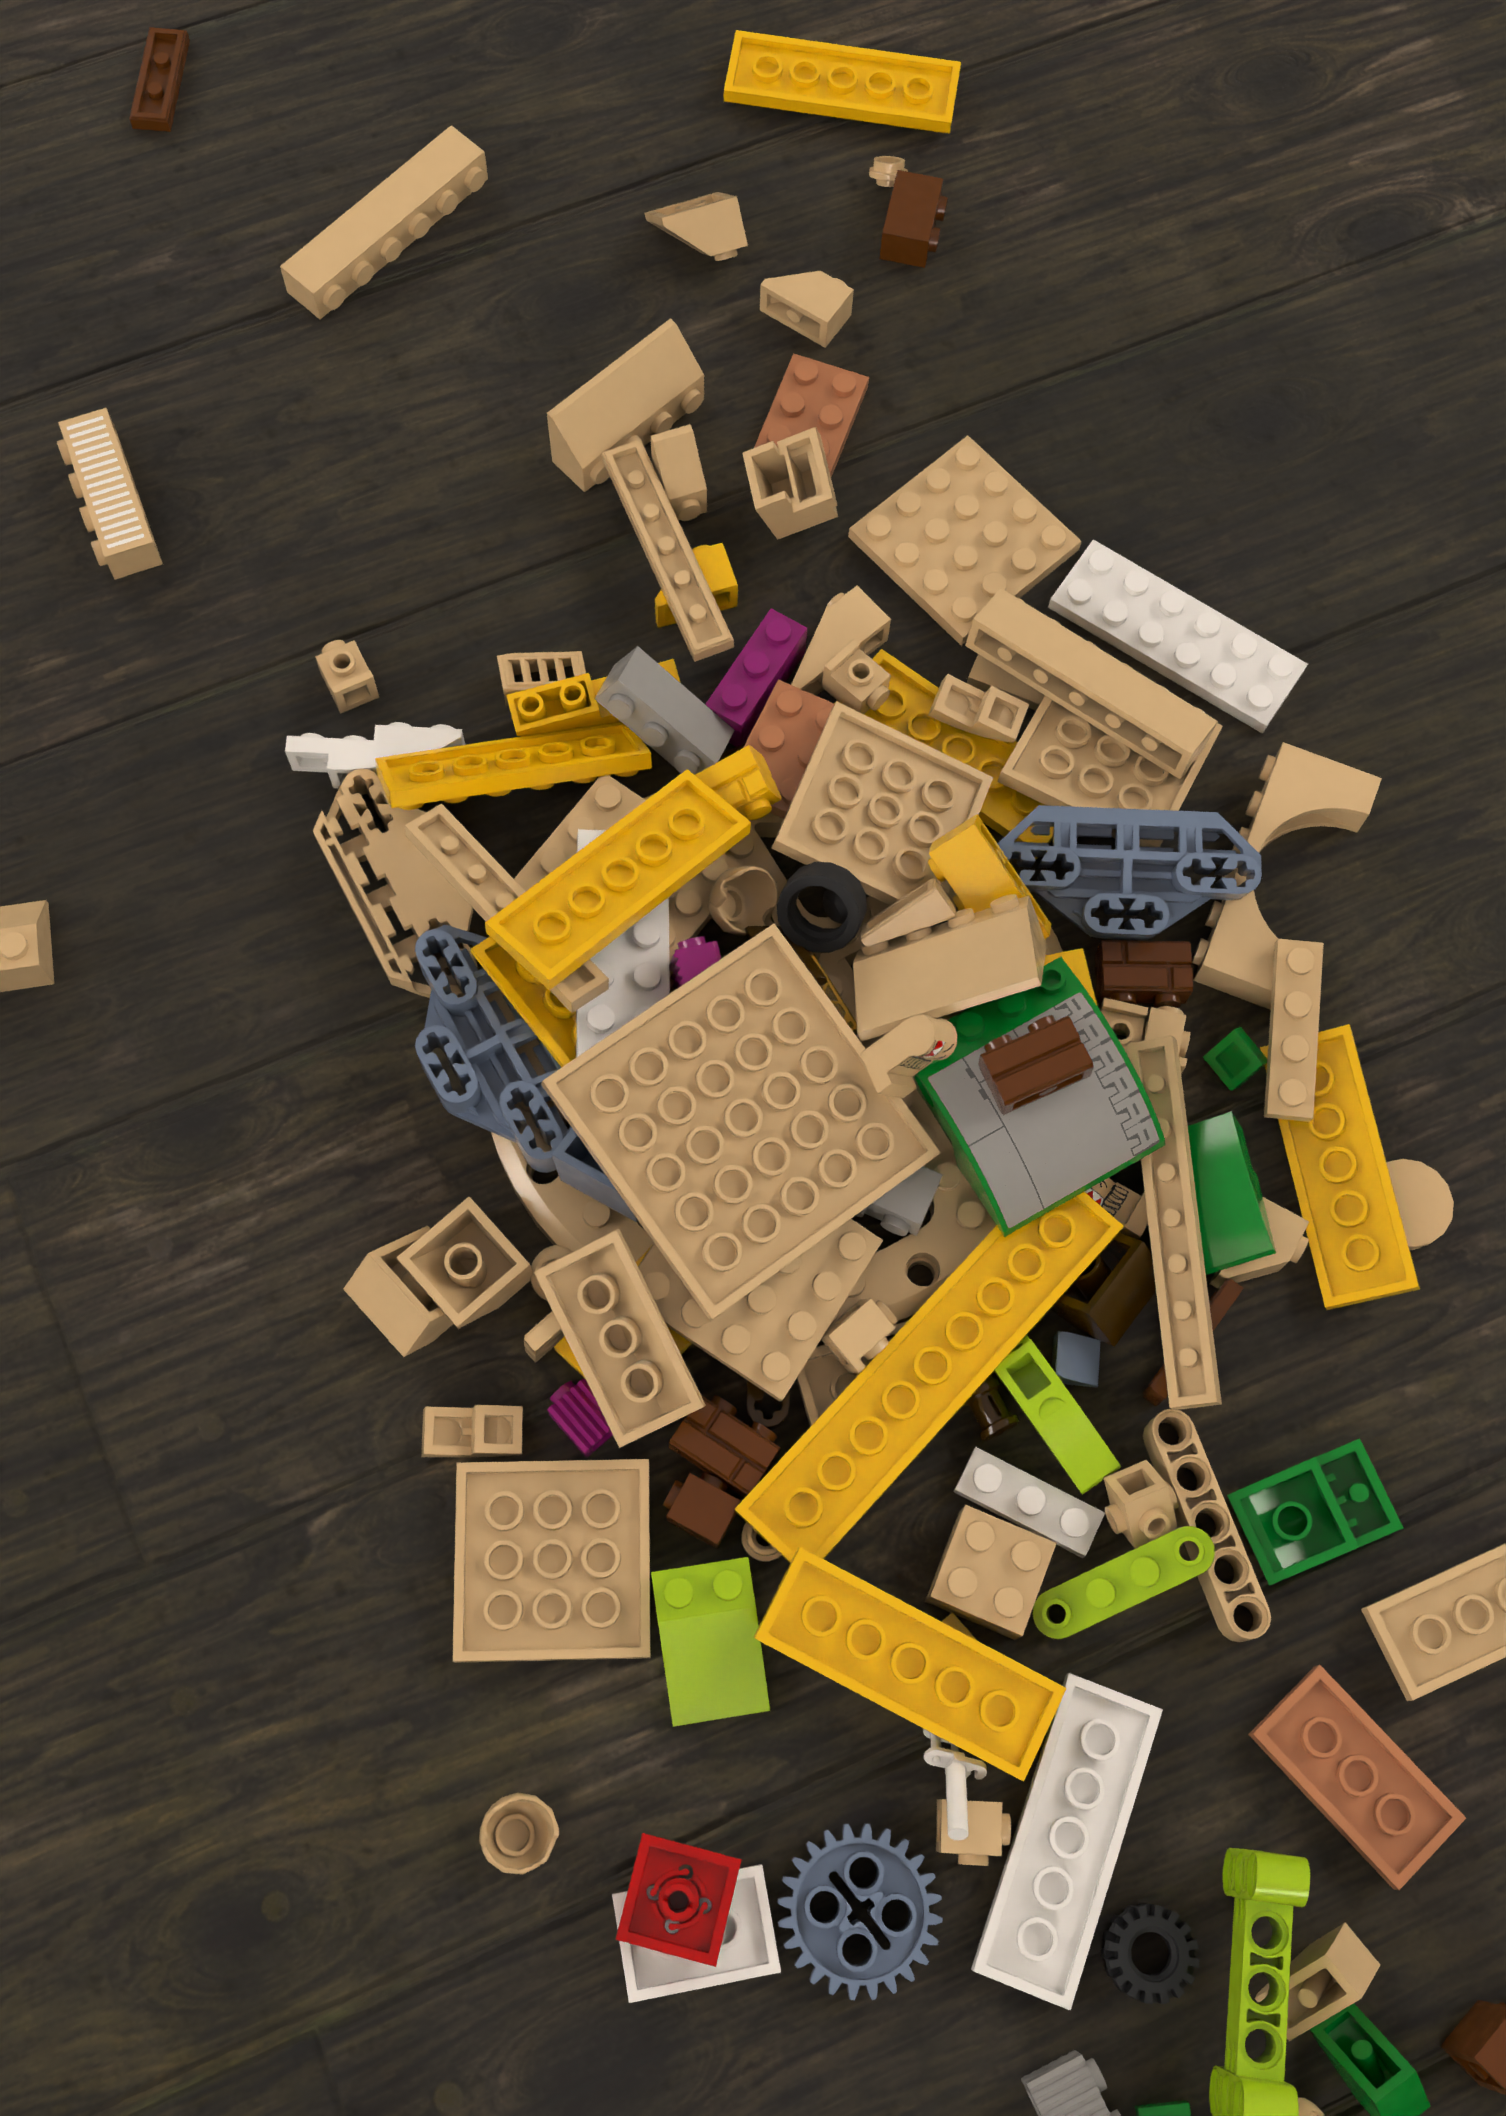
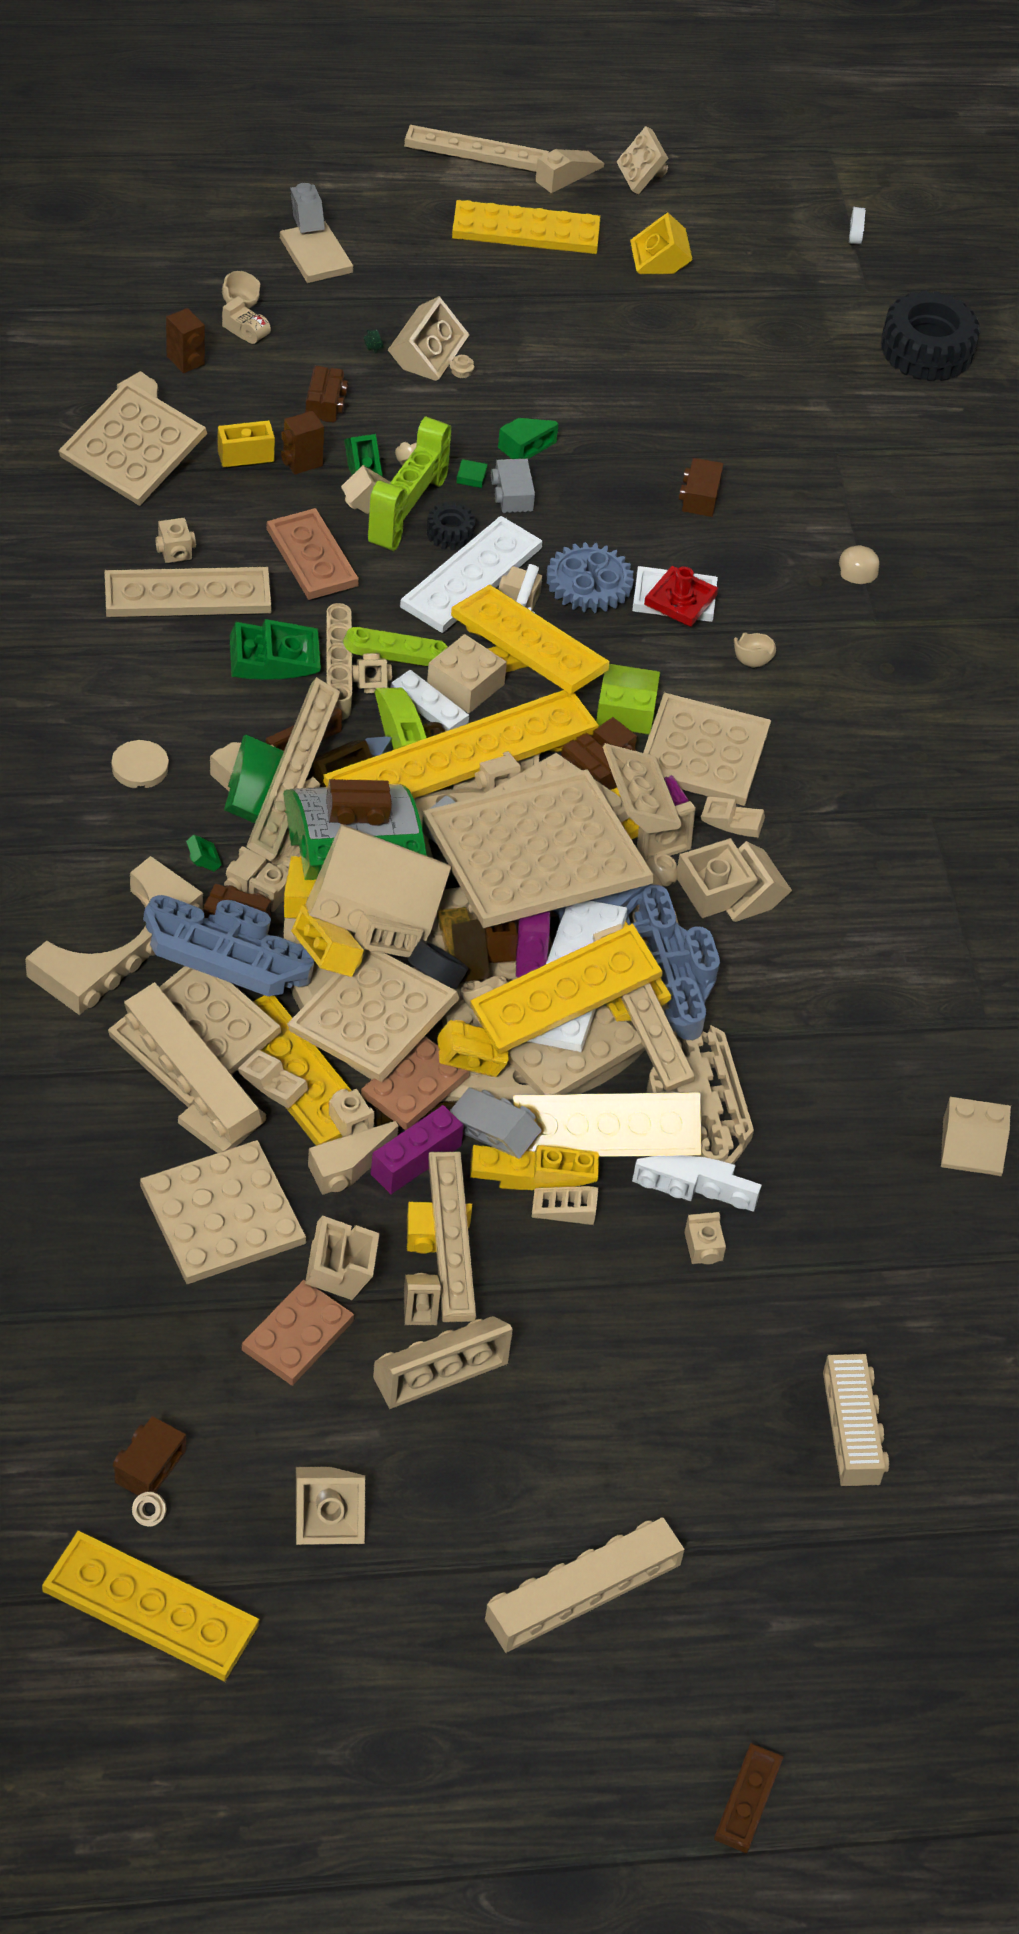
camera: 165 degrees left, 20 degrees down
(808, 304) = (264, 1411): tan slope -> none
(906, 1051) = (427, 836): tan leg -> none
(1177, 636) = (103, 1105): white plate -> none
(1293, 1030) = (165, 842): tan plate -> none
(1347, 1184) = (173, 783): yellow plate -> none

